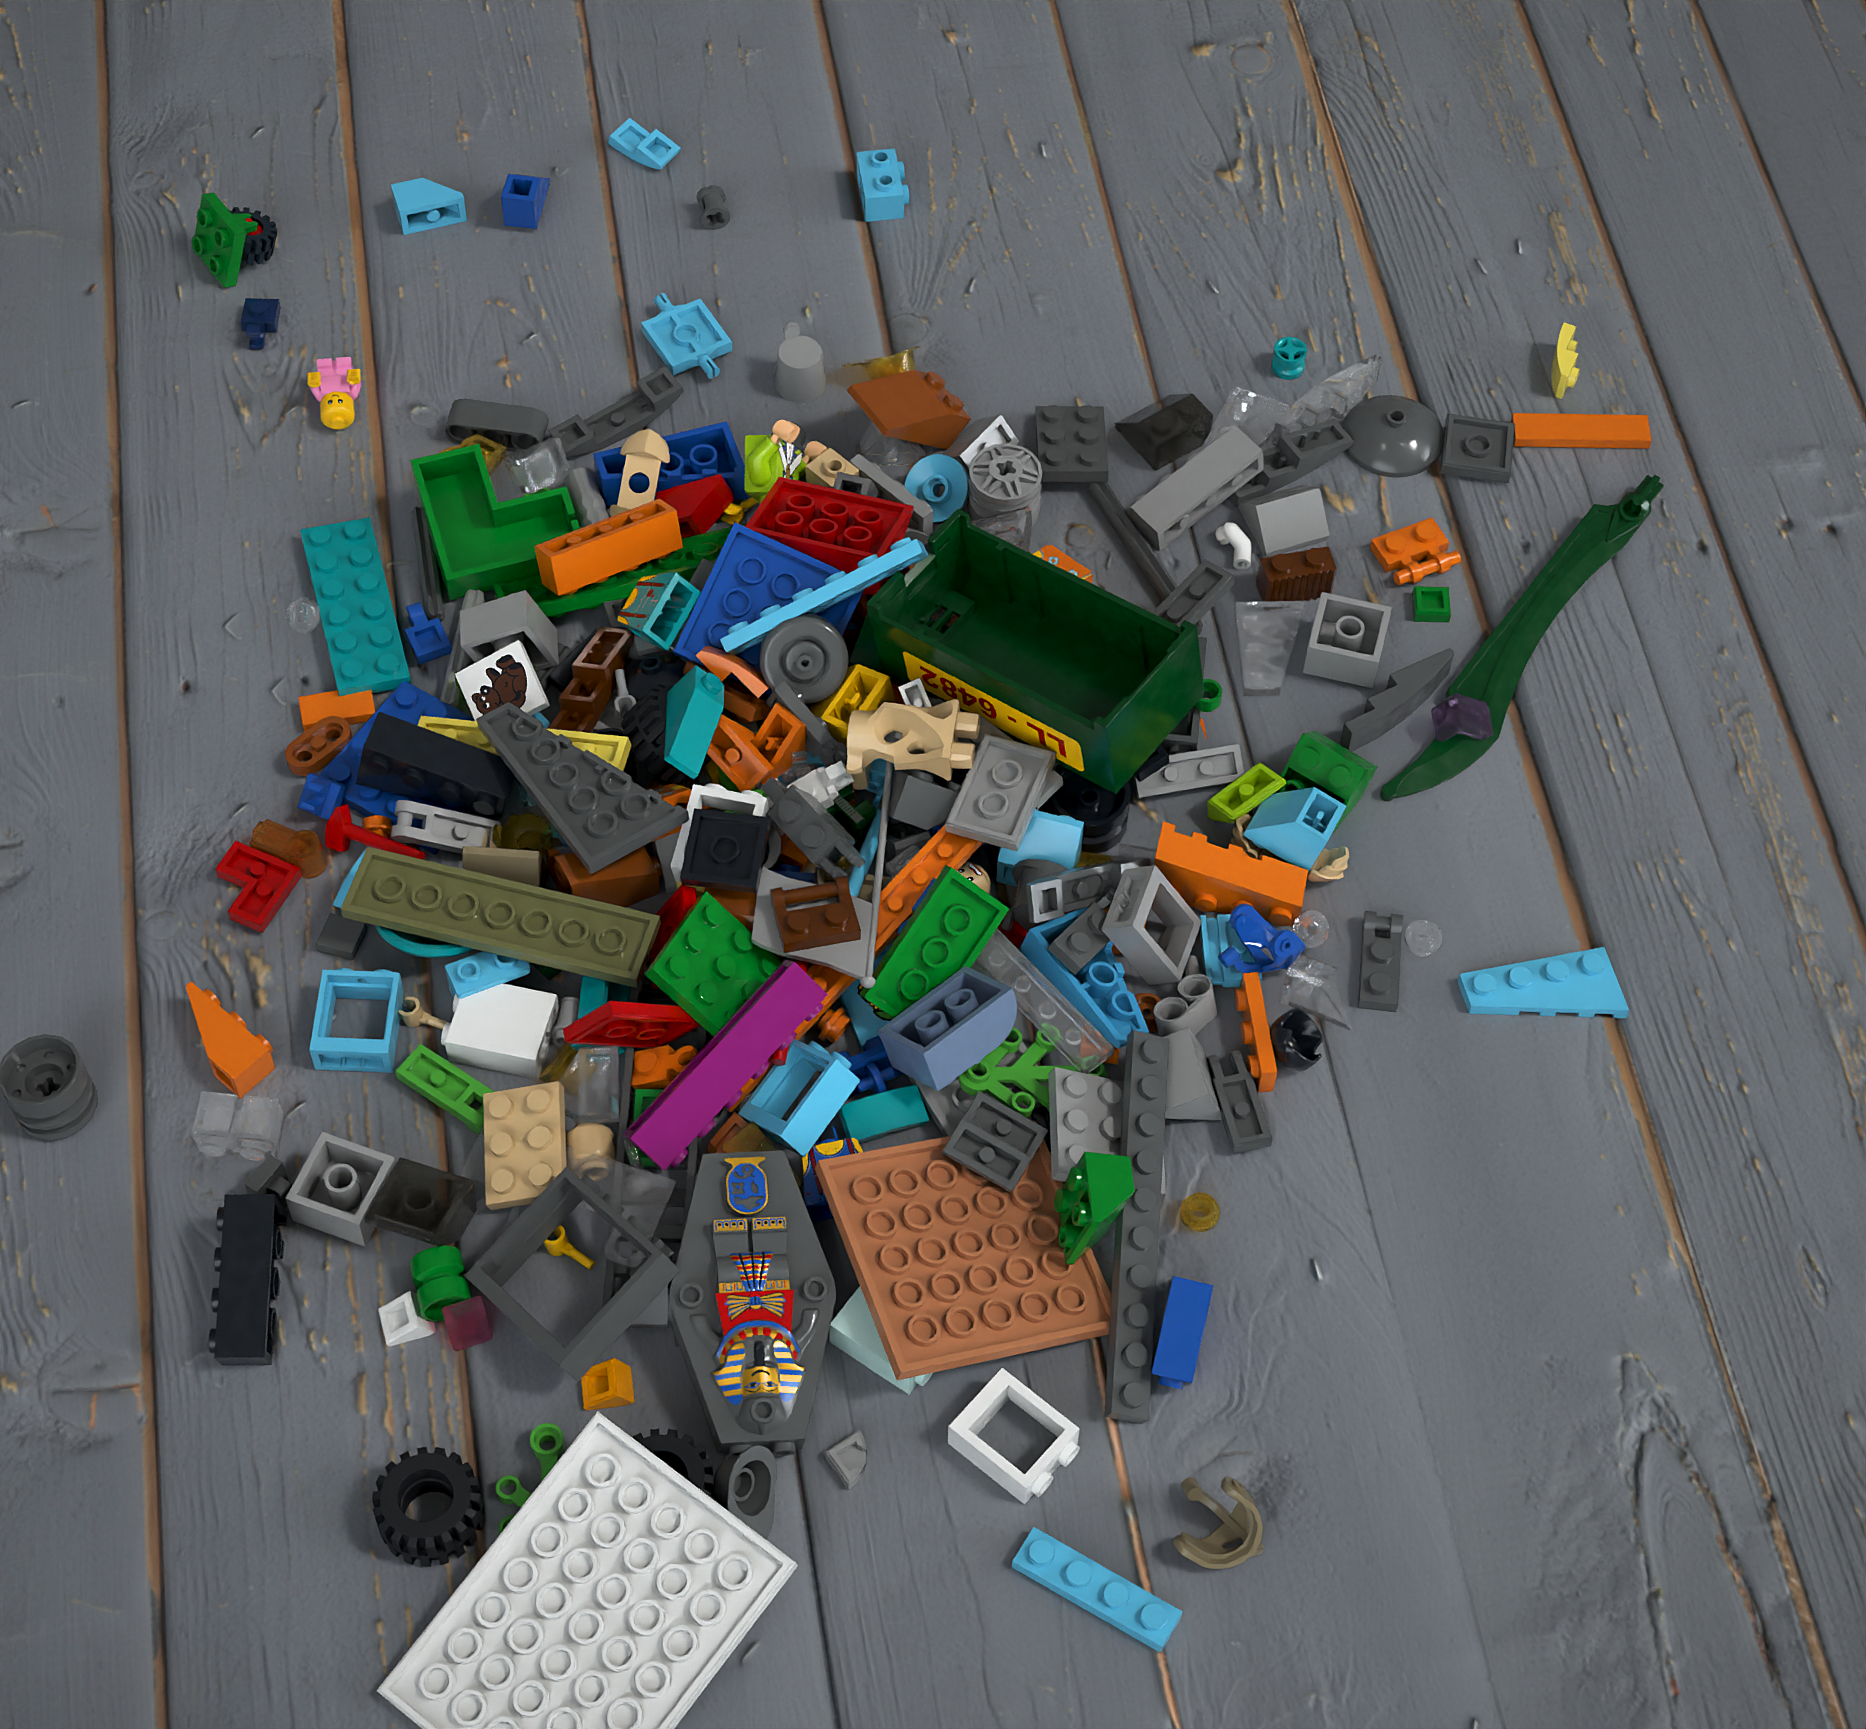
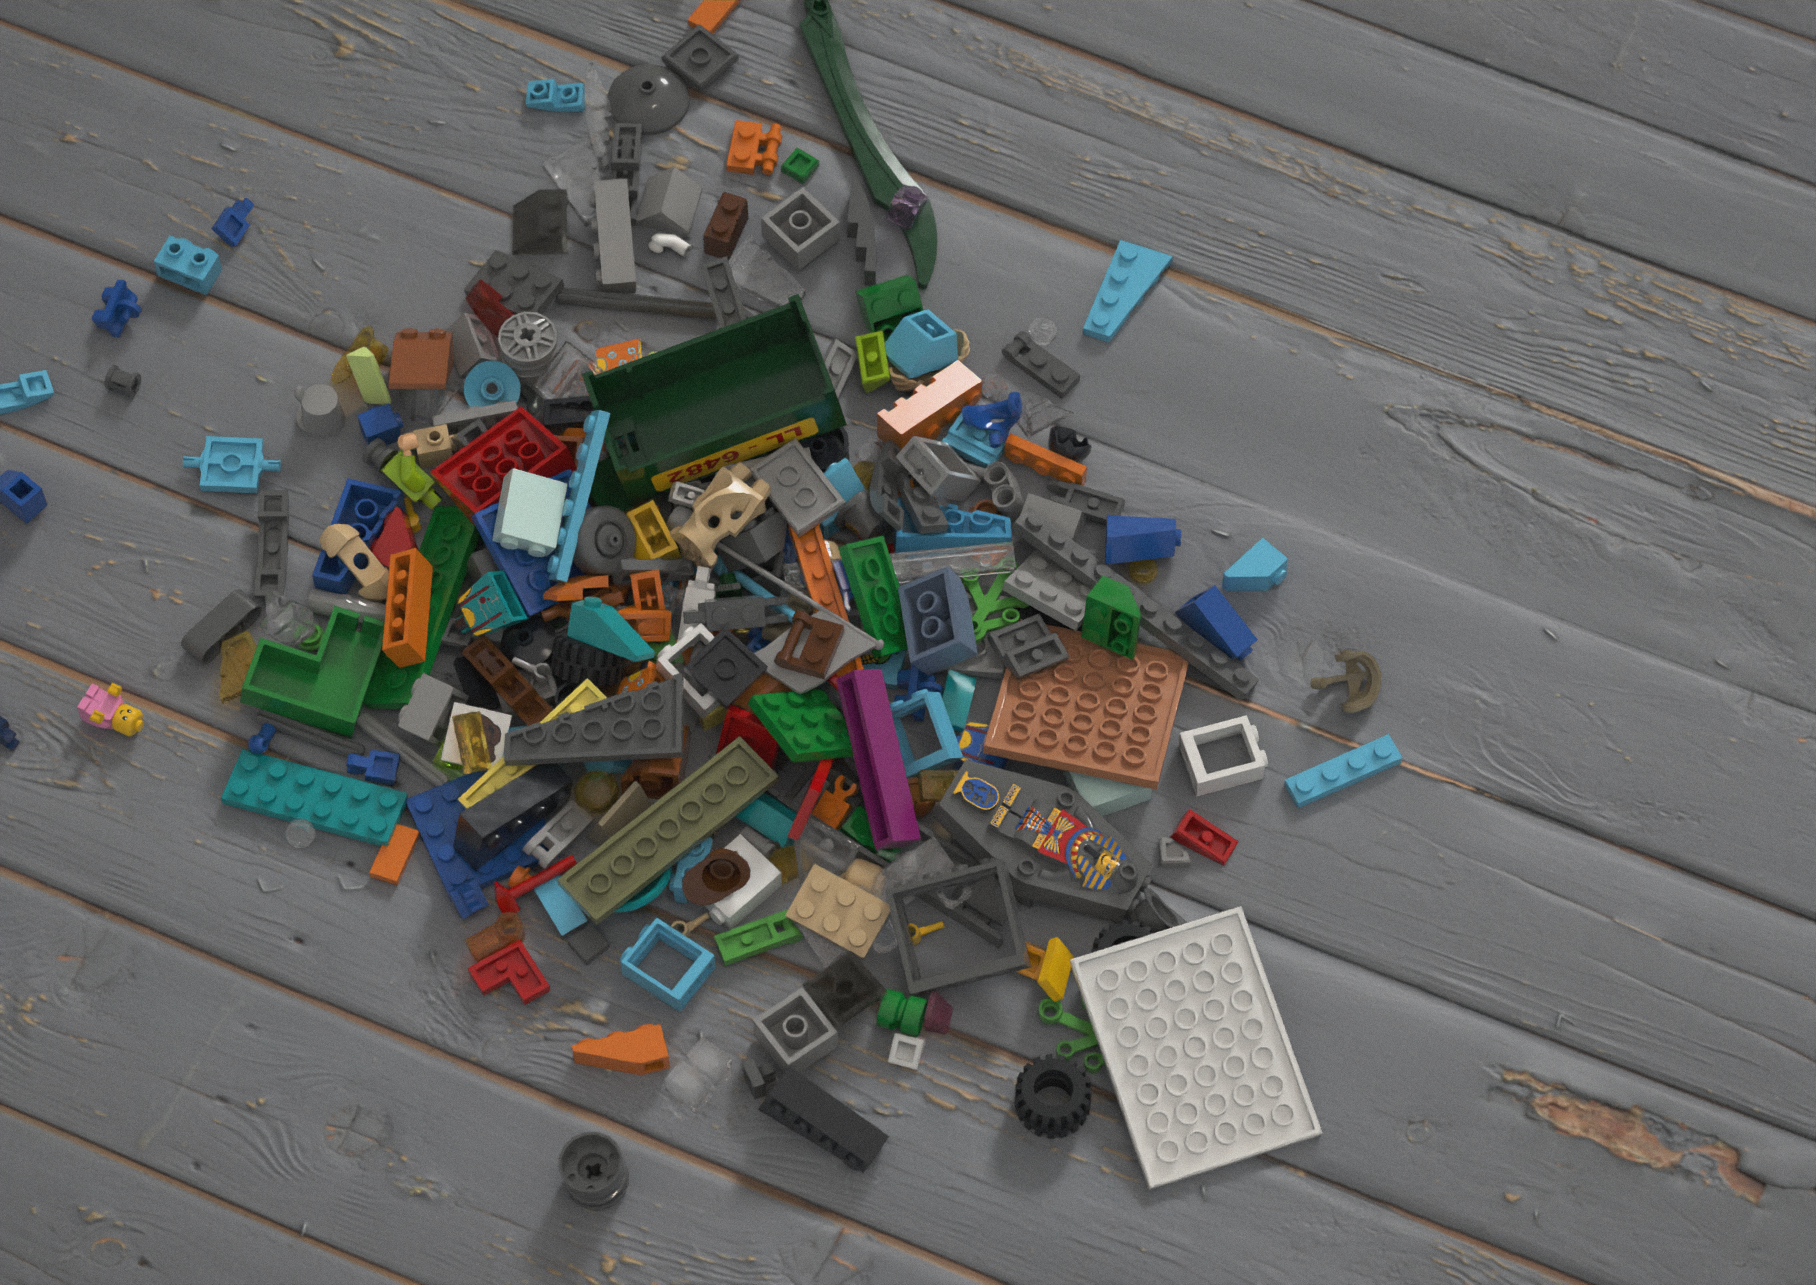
camera: 55 degrees left, 5 degrees up
(315, 745) = (421, 881): dark orange plate -> none
(386, 527) = (259, 743): none -> blue arm
(474, 992) = (715, 877): none -> reddish brown piece
(483, 683) = (471, 742): none -> clear yellow plate
(617, 1404) = (1055, 969): none -> yellow tile
(772, 567) = (529, 512): none -> light aqua brick
(789, 160) = (119, 308): none -> blue hips
(822, 422) = (380, 423): none -> blue brick
(866, 369) = (368, 377): none -> yellowish green slope
(894, 1482) = (1204, 837): none -> red slope
(952, 192) = (232, 223): none -> blue plate
(1028, 425) = (486, 306): none -> clear red slope
(1226, 1178) = (1140, 538): none -> blue slope
(1289, 358) = (539, 109): teal wheel -> none
(1291, 1330) = (1256, 569): none -> medium azure slope
(1323, 354) = (558, 98): none -> medium azure slope

